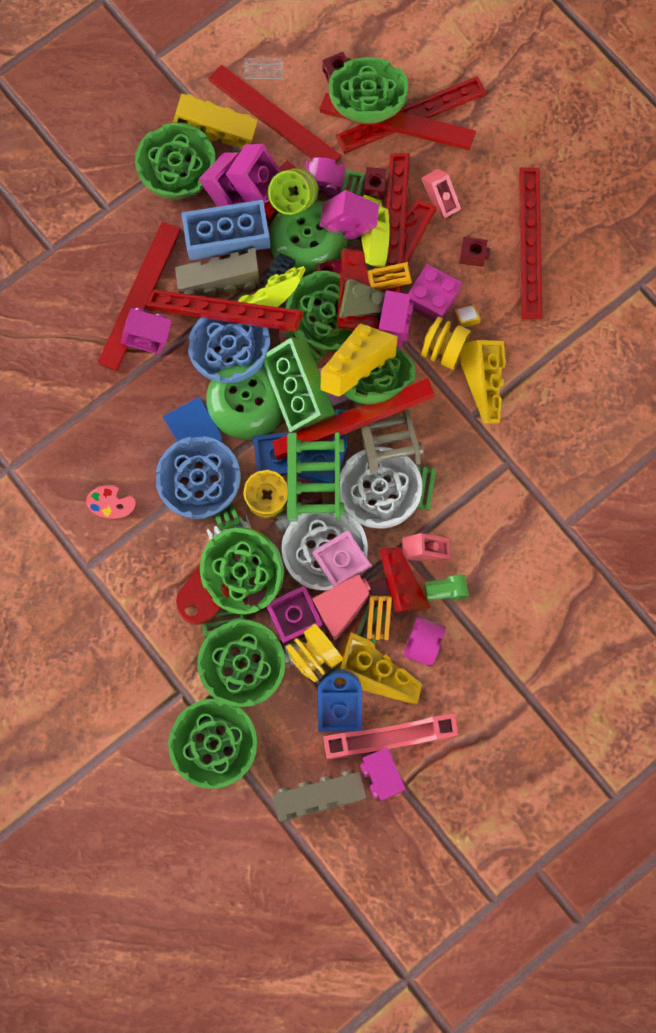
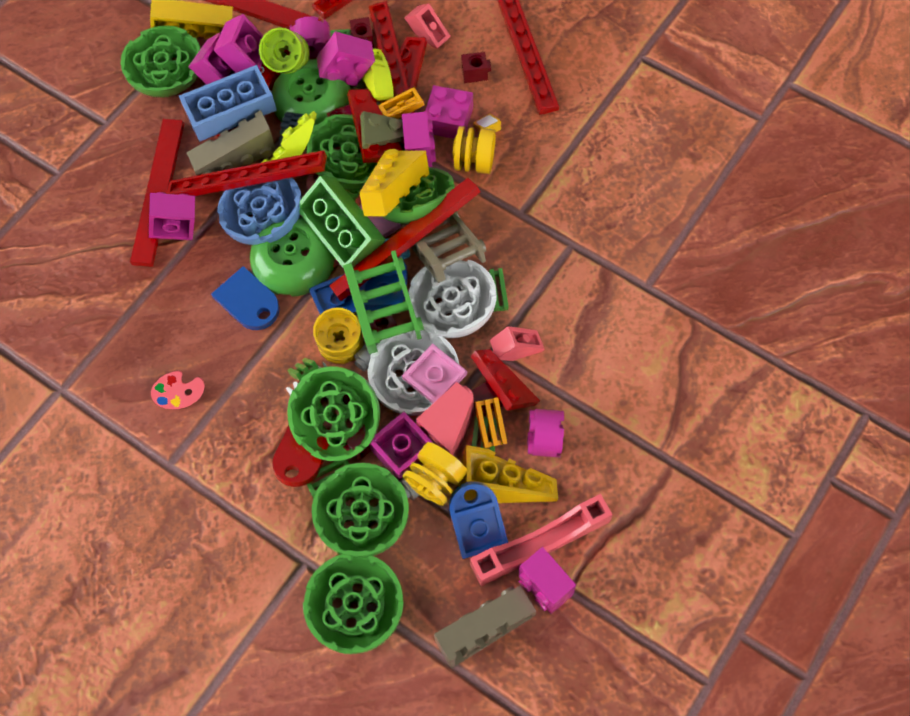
camera: 15 degrees left, 10 degrees down
(176, 465) = (274, 319): medium blue brick -> none
(453, 587) = (555, 374): bright green piece -> none
(483, 366) = (517, 162): yellow wedge -> none

